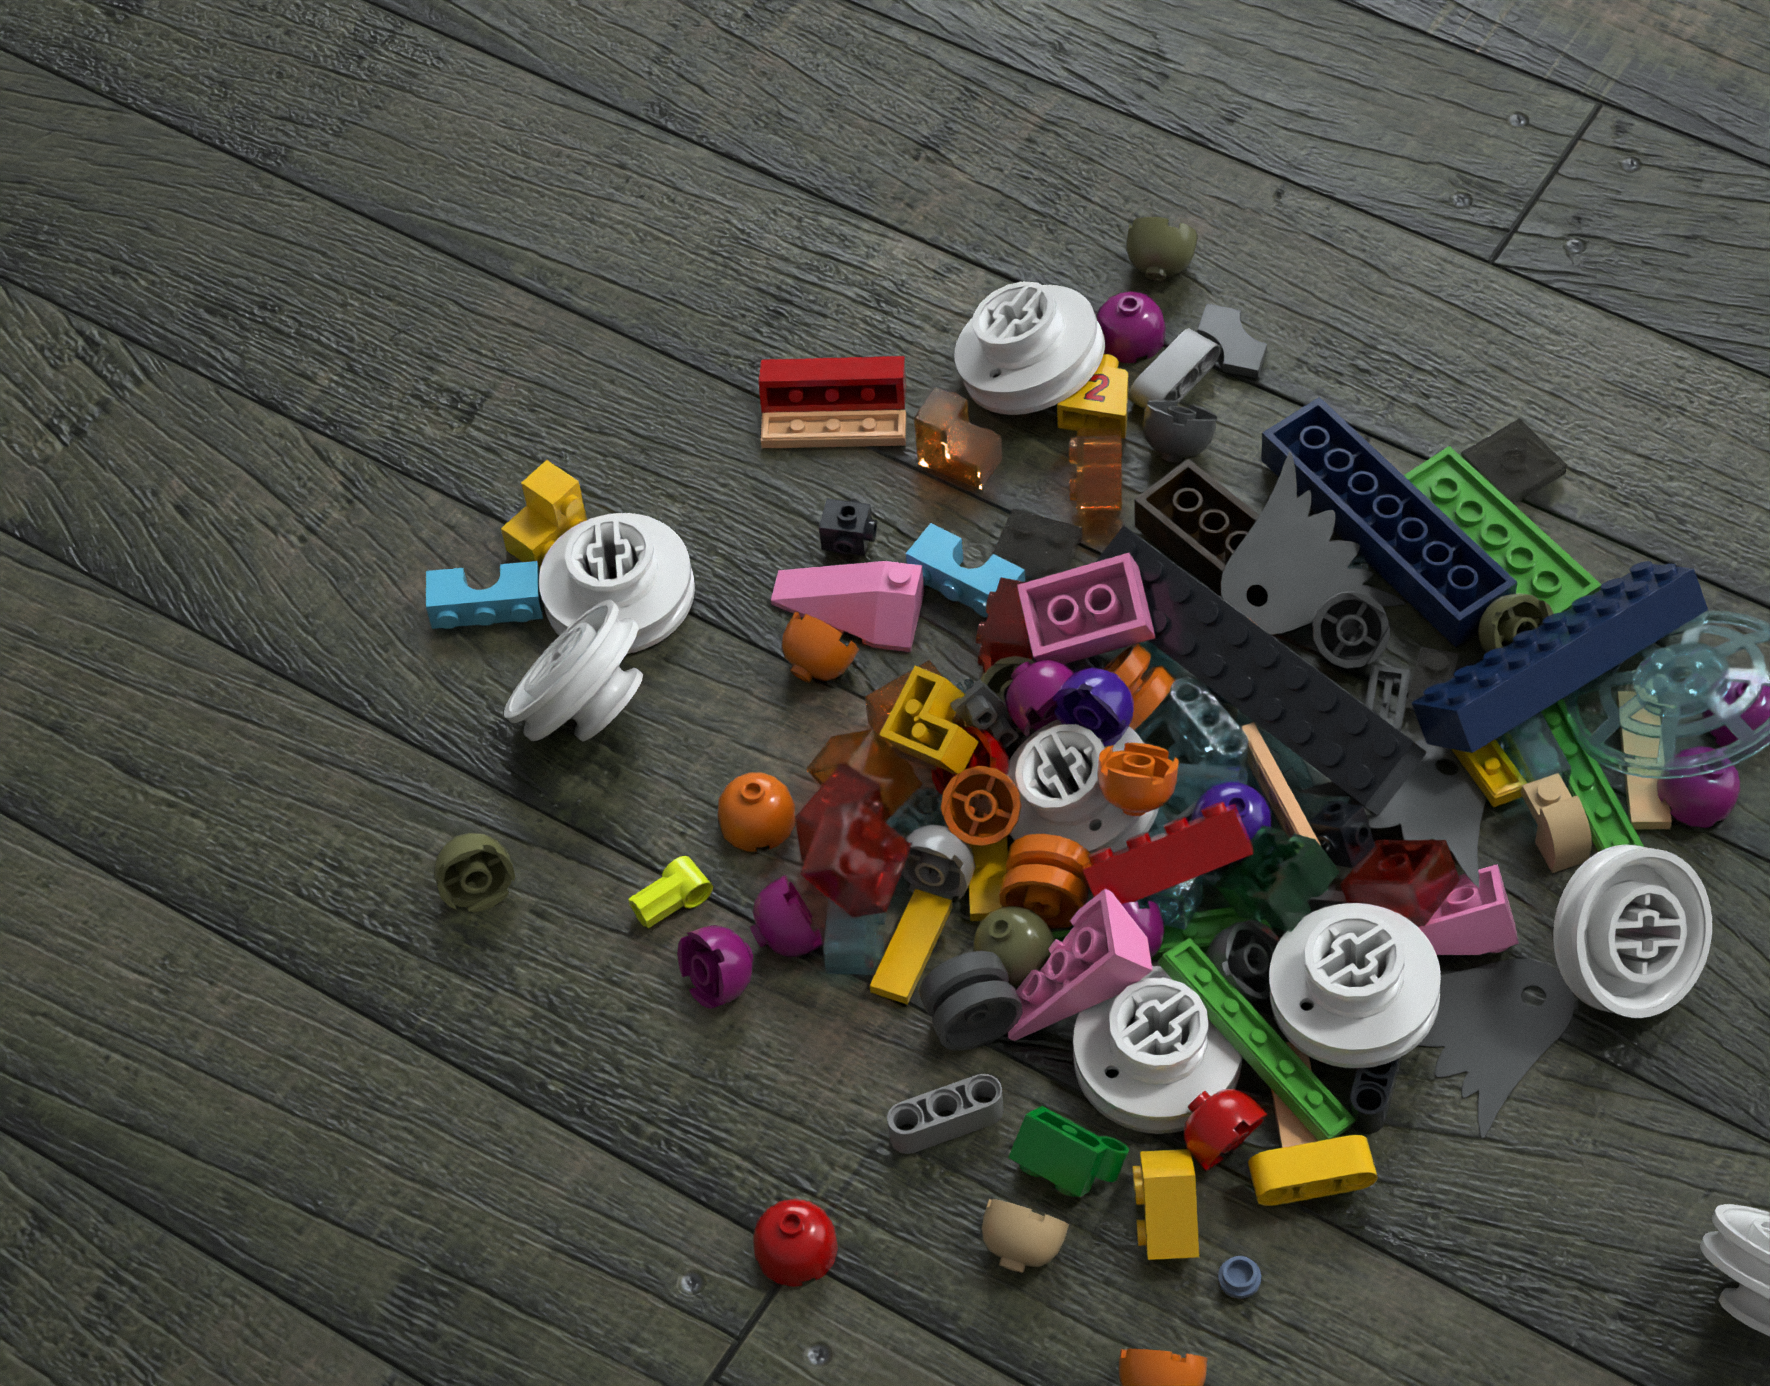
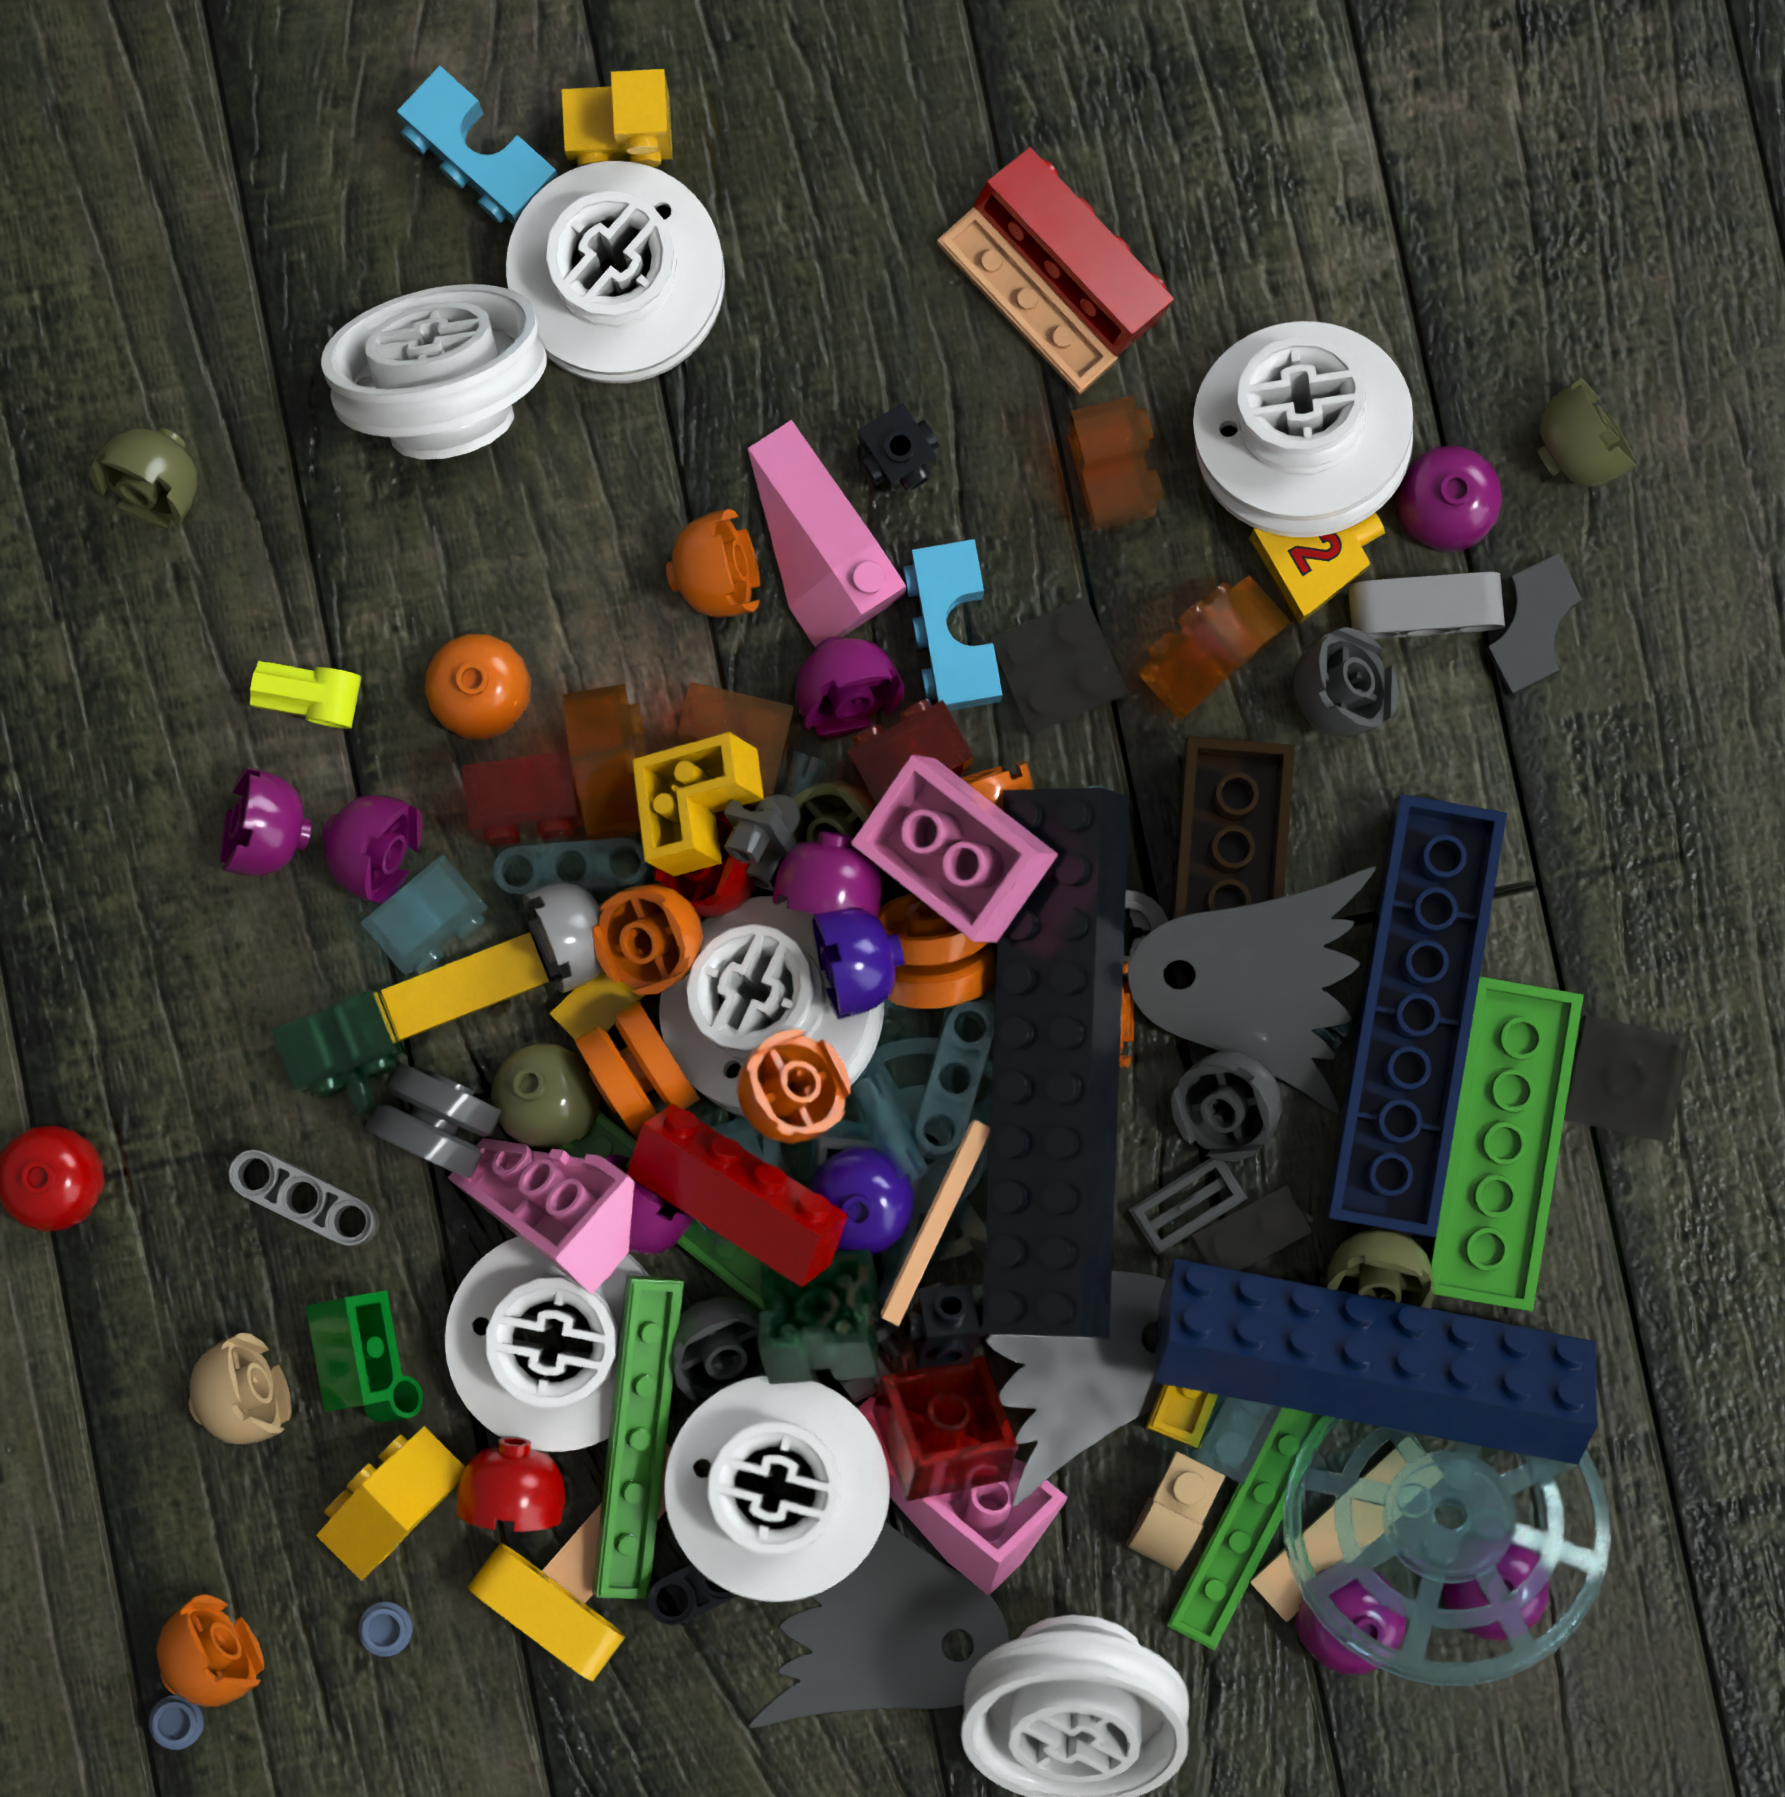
camera: 40 degrees right, 30 degrees up
(856, 859) = (461, 878): clear red brick -> none
(880, 1015) = (341, 1048): none -> clear green brick
(944, 636) = (844, 685): none -> magenta cylinder

